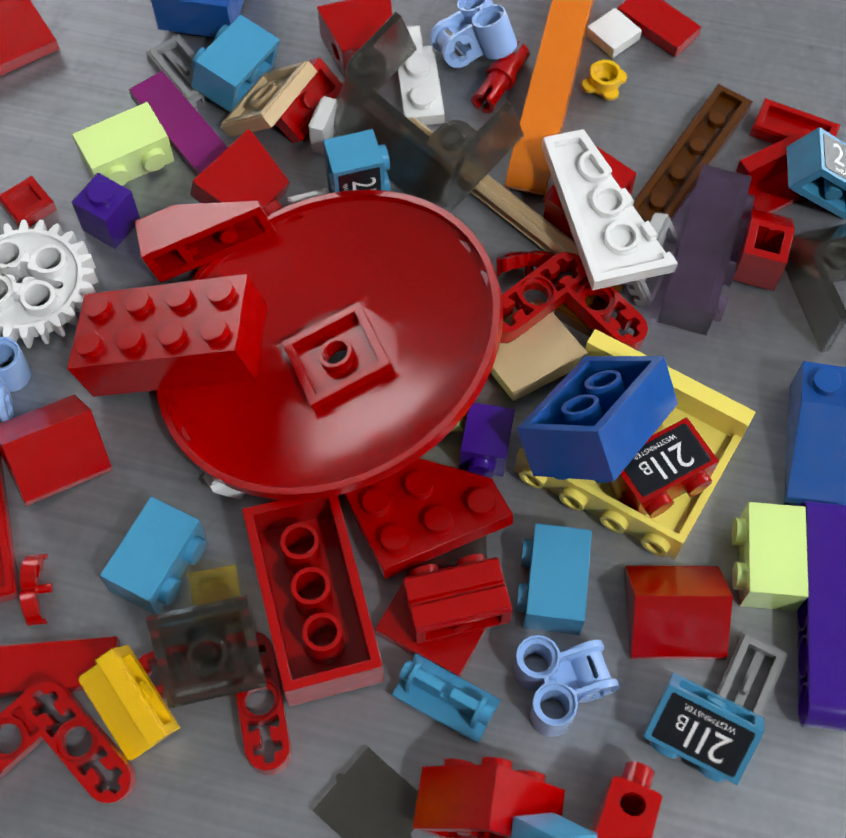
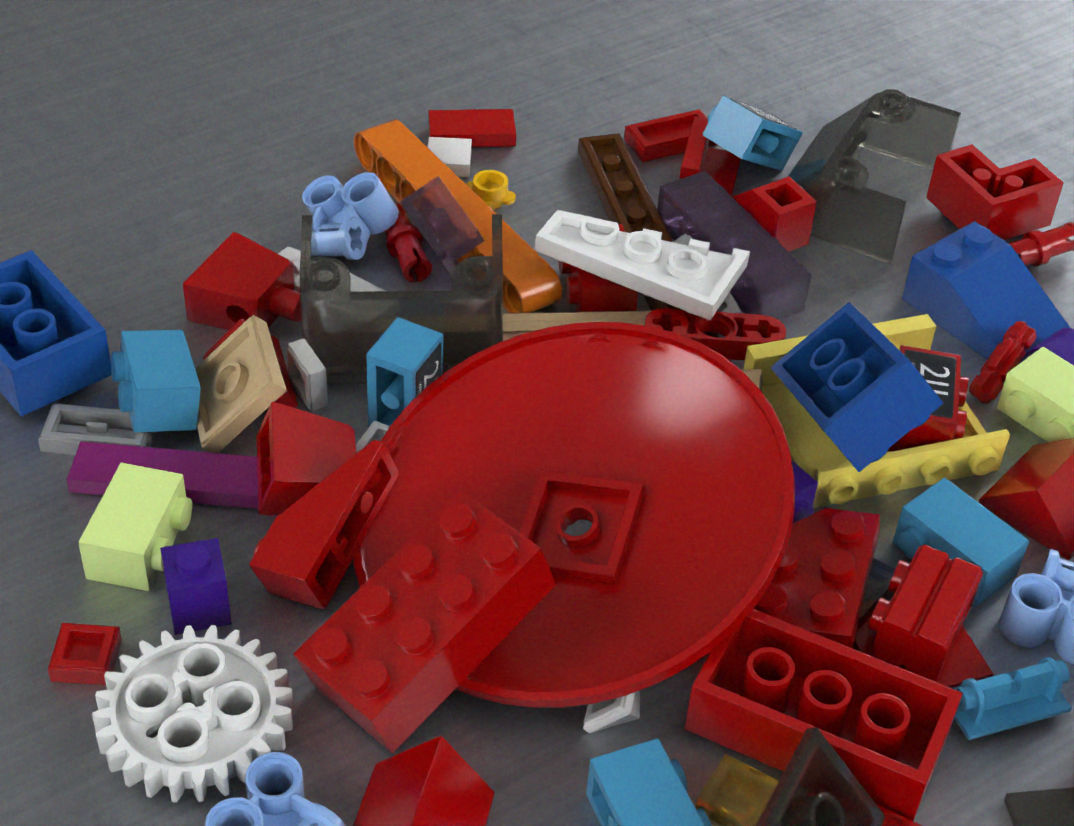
camera: 50 degrees left, 20 degrees down
(518, 77) = (442, 222): none -> panel
(777, 491) = (1001, 361): none -> red axle

